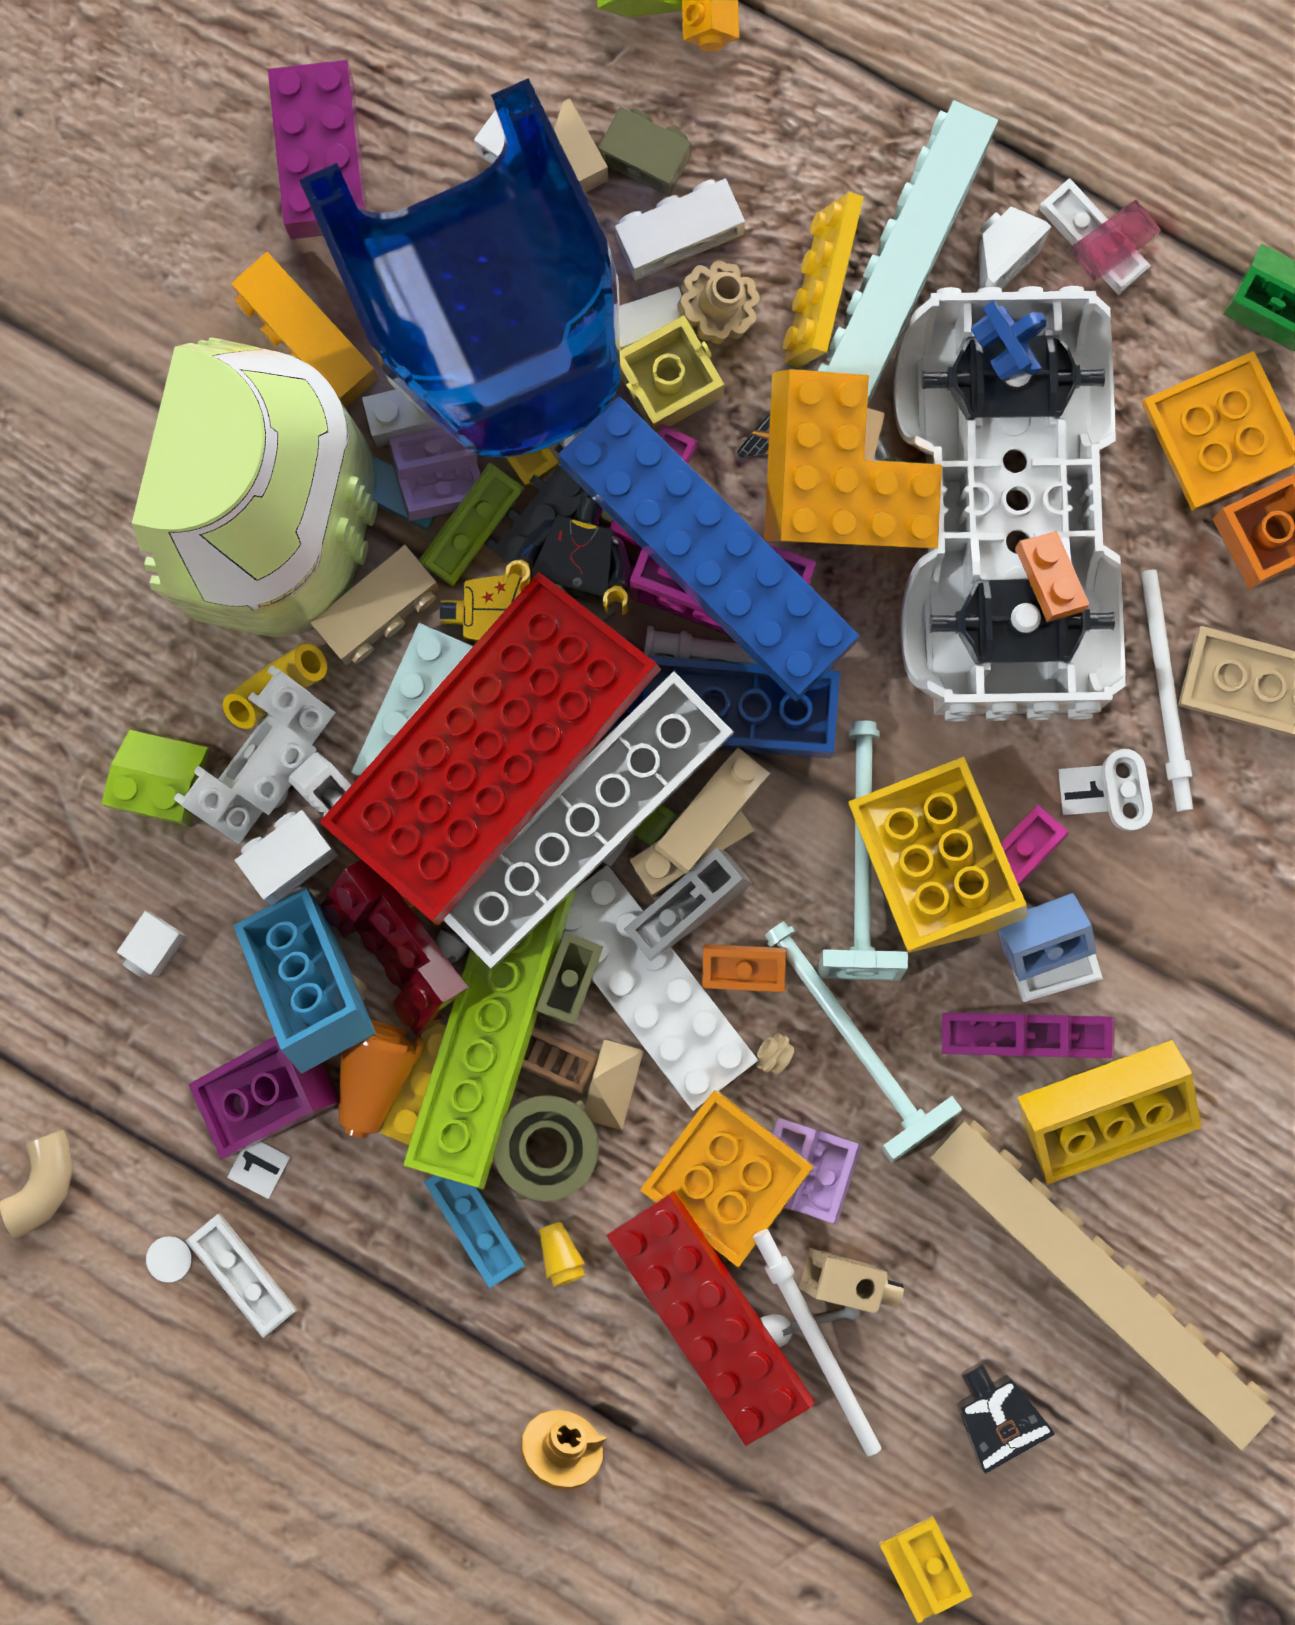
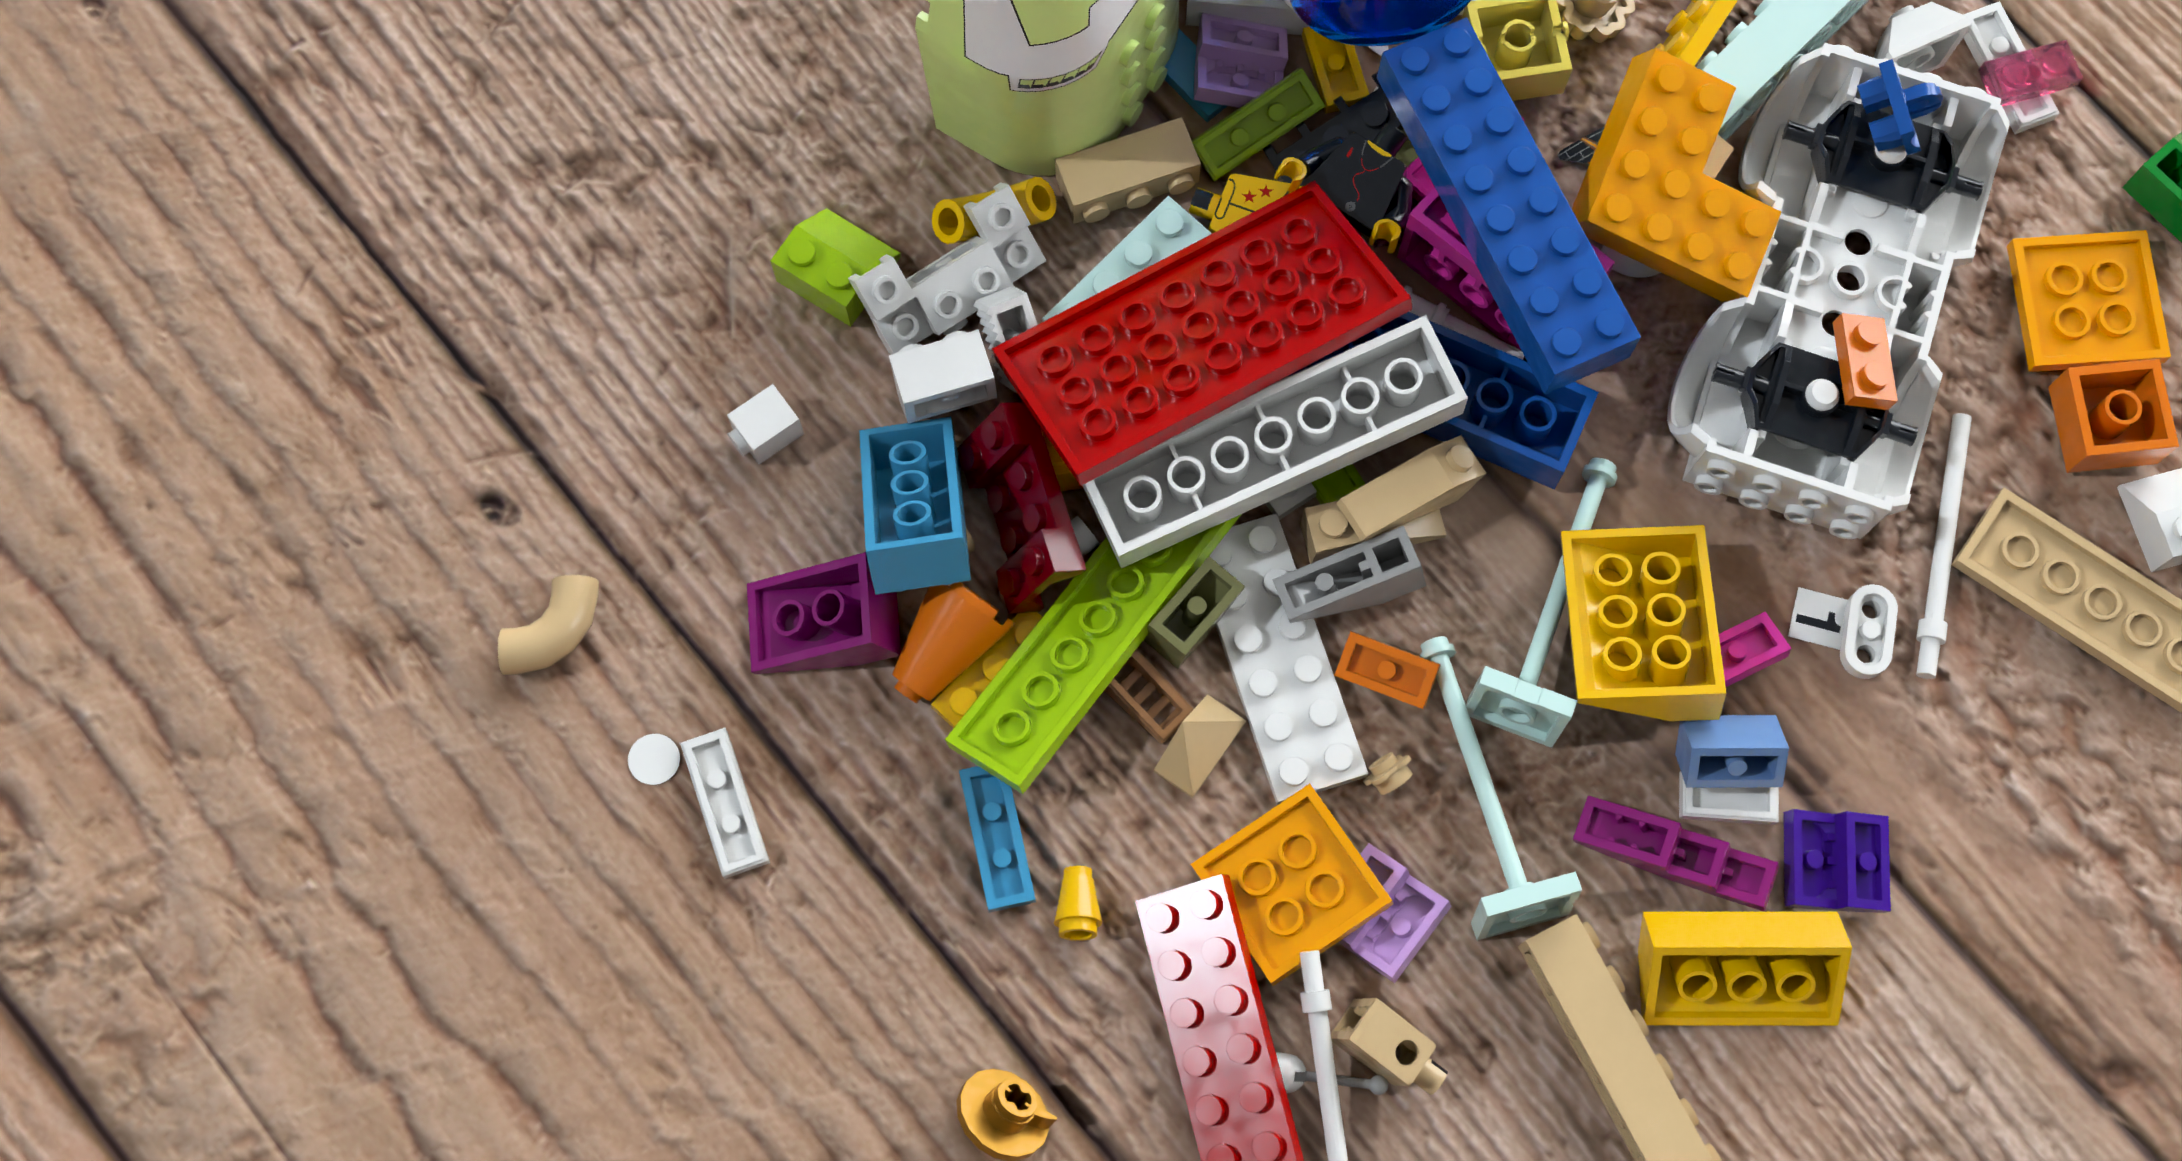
camera: 15 degrees right, 10 degrees down
(259, 1168) = (787, 698): white sticker -> none
(539, 1182) = (1106, 740): olive piece -> none
(1159, 993) = (1836, 861): none -> dark purple slope

